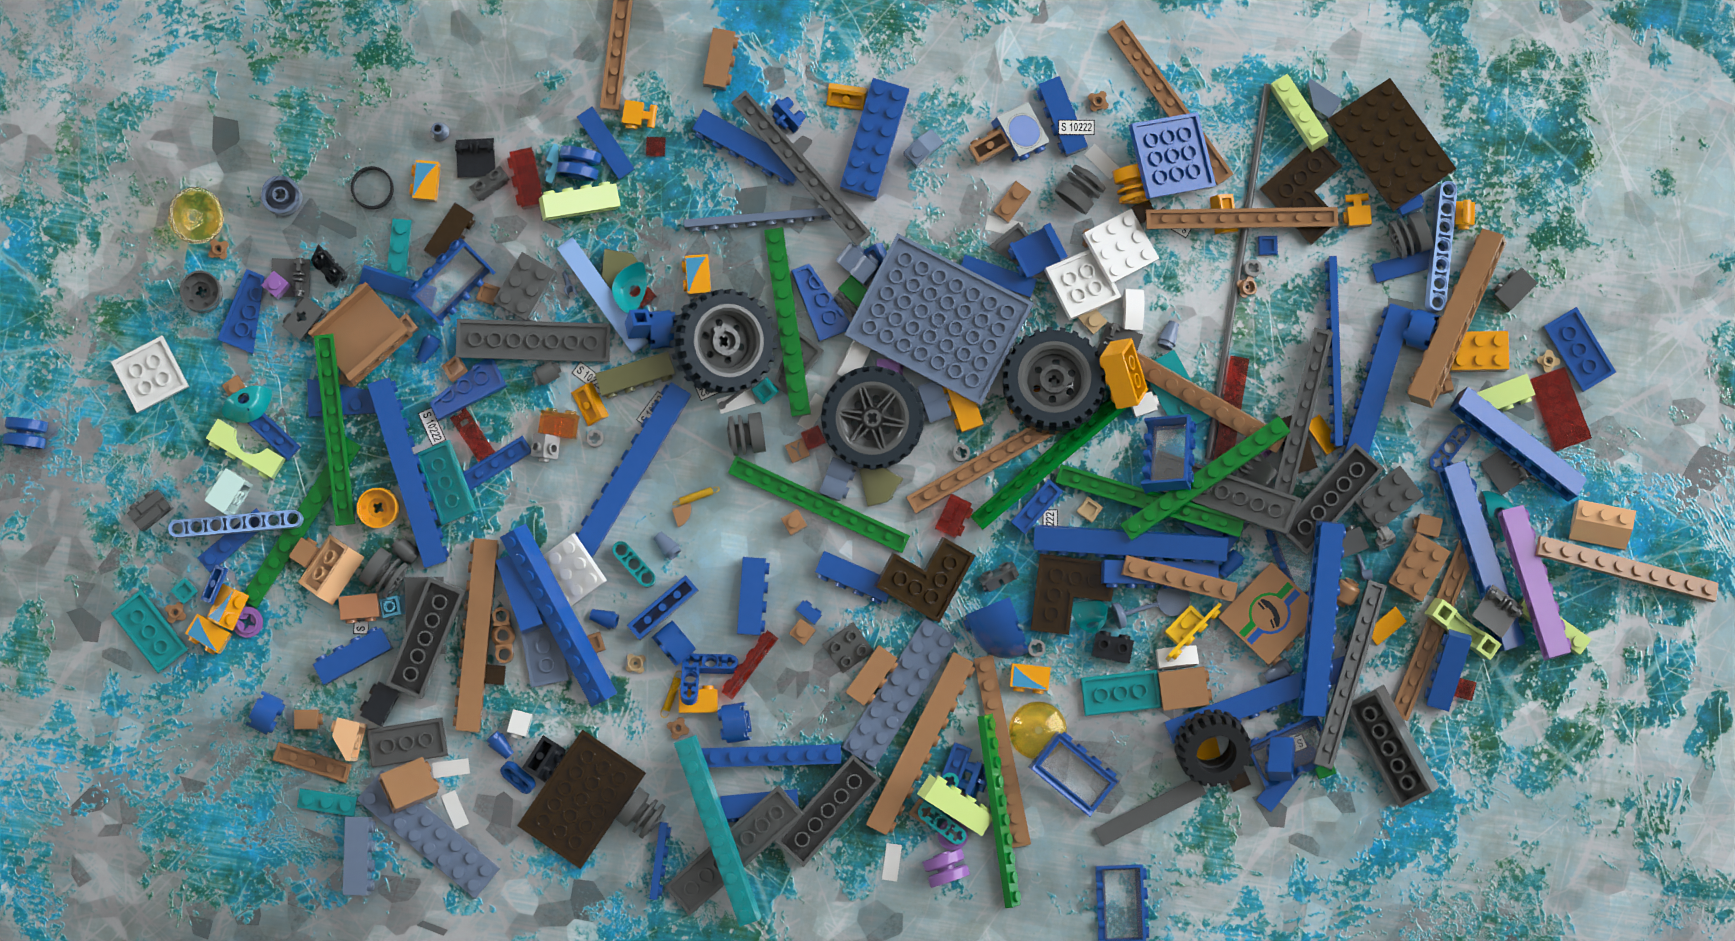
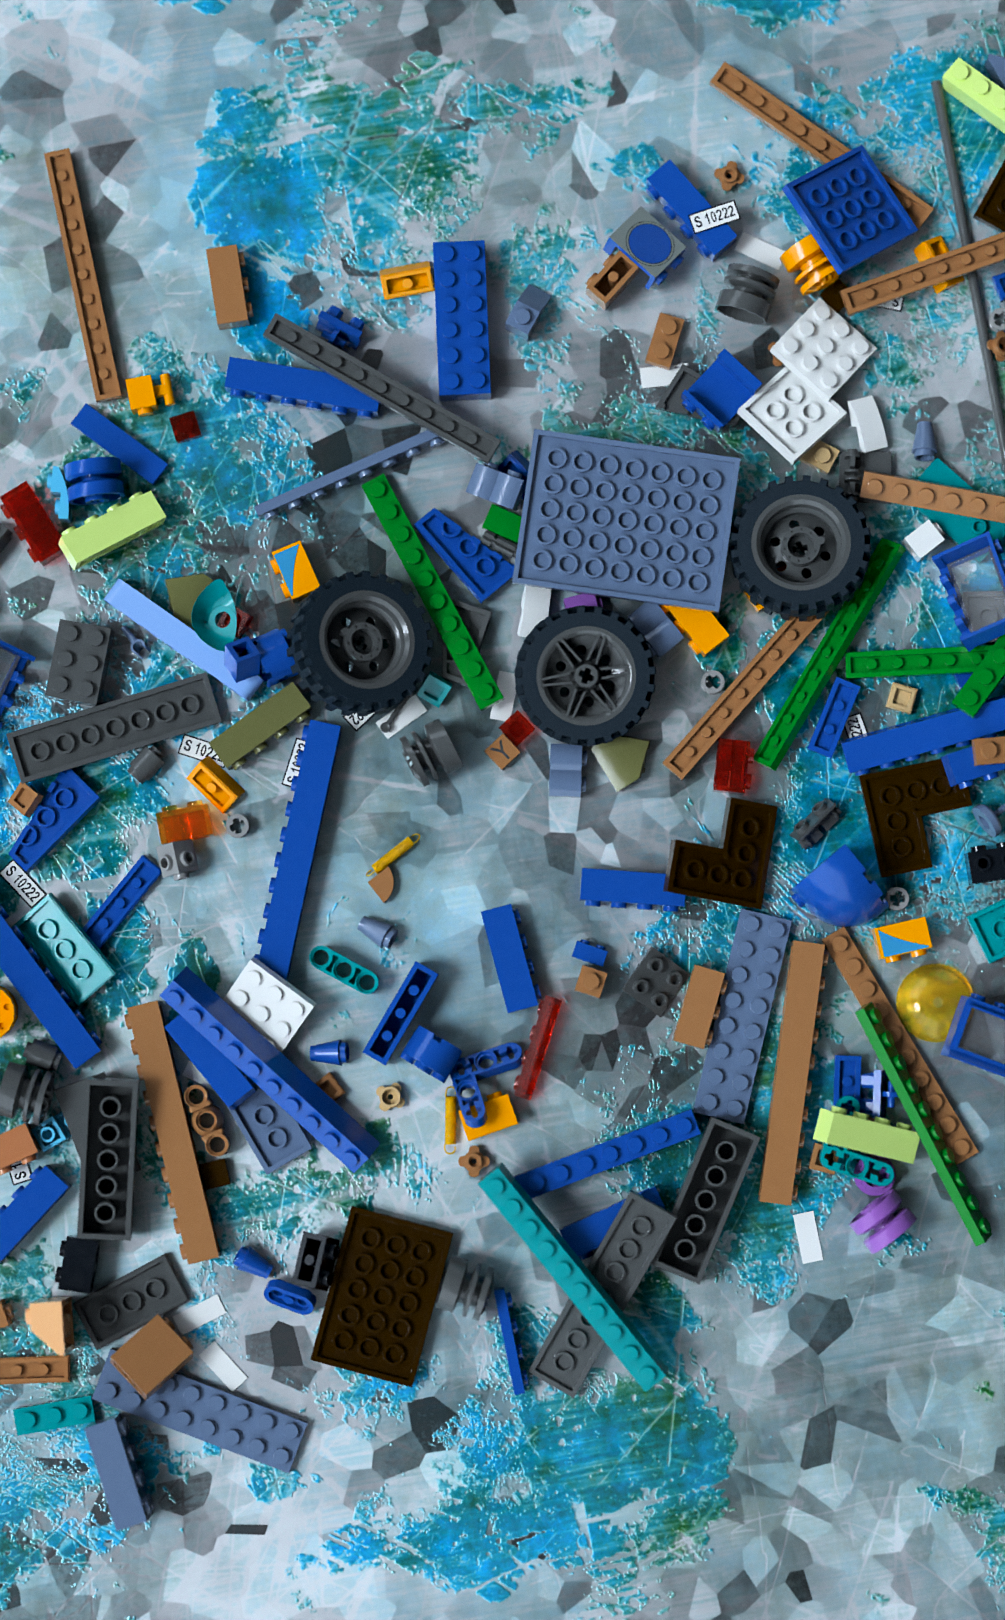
camera: 20 degrees left, 0 degrees up
(473, 435) = (79, 876): clear red plate -> none
(487, 293) = (35, 688): medium nougat tile -> none
(519, 724) = (268, 1227): white brick -> none
(735, 722) = (545, 1128): blue brick -> none
(794, 522) = (531, 845): medium nougat brick -> none
(818, 504) = (554, 811): green plate -> none
(1003, 277) = (687, 439): blue tile -> none
(1090, 612) = (949, 828): teal piece -> none
(1123, 373) = (887, 508): light orange brick -> none

